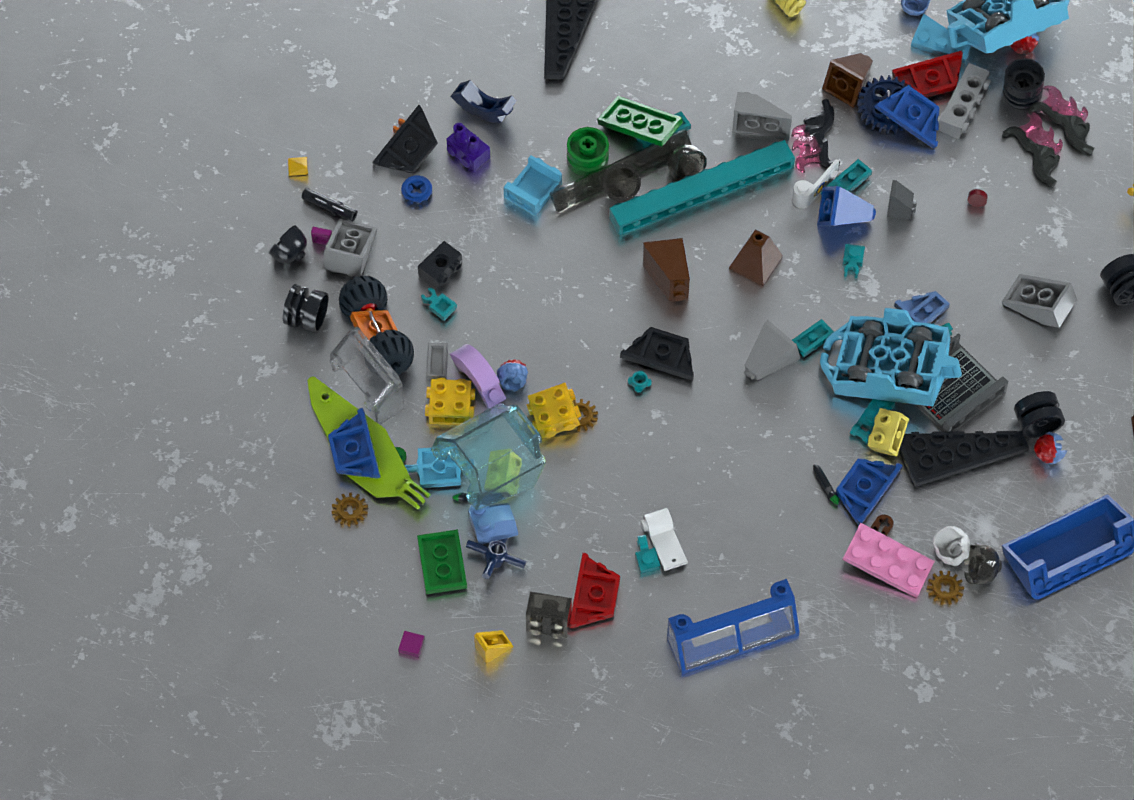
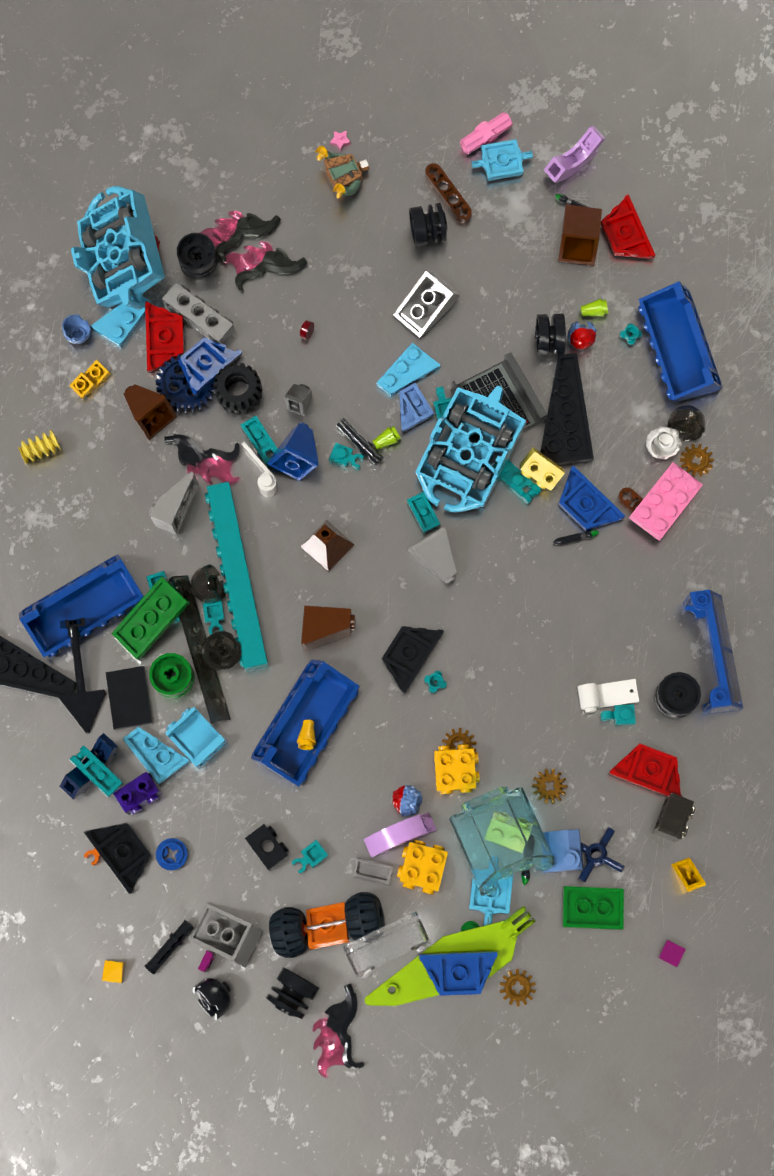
camera: 75 degrees left, 15 degrees up
(271, 358) = (333, 1036): none -> piece
(479, 105) = (96, 771): none -> teal plate
(507, 155) = (154, 755): none -> medium azure wing
(543, 87) = (82, 704): none -> black piece
(556, 276) = (306, 738): none -> yellow cone
(557, 123) = (129, 697): none -> black tile
(560, 510) = (551, 794): none -> pearl gold gear
(568, 273) = (318, 696): none -> blue windscreen
(636, 63) = (93, 596): none -> blue windscreen
(658, 176) = (214, 614): none -> teal plate
(678, 596) = (688, 691): none -> black wheel
(867, 26) = (90, 380): none -> yellow slope
(868, 273) = (364, 446): none -> black pin
(885, 292) = (386, 438): none -> lime cone
(899, 136) = (234, 374): none -> black tyre
(964, 297) = (409, 367): none -> medium azure wing
(1068, 494) = (631, 328): none -> teal plate
(1087, 461) = (595, 308): none -> lime cone

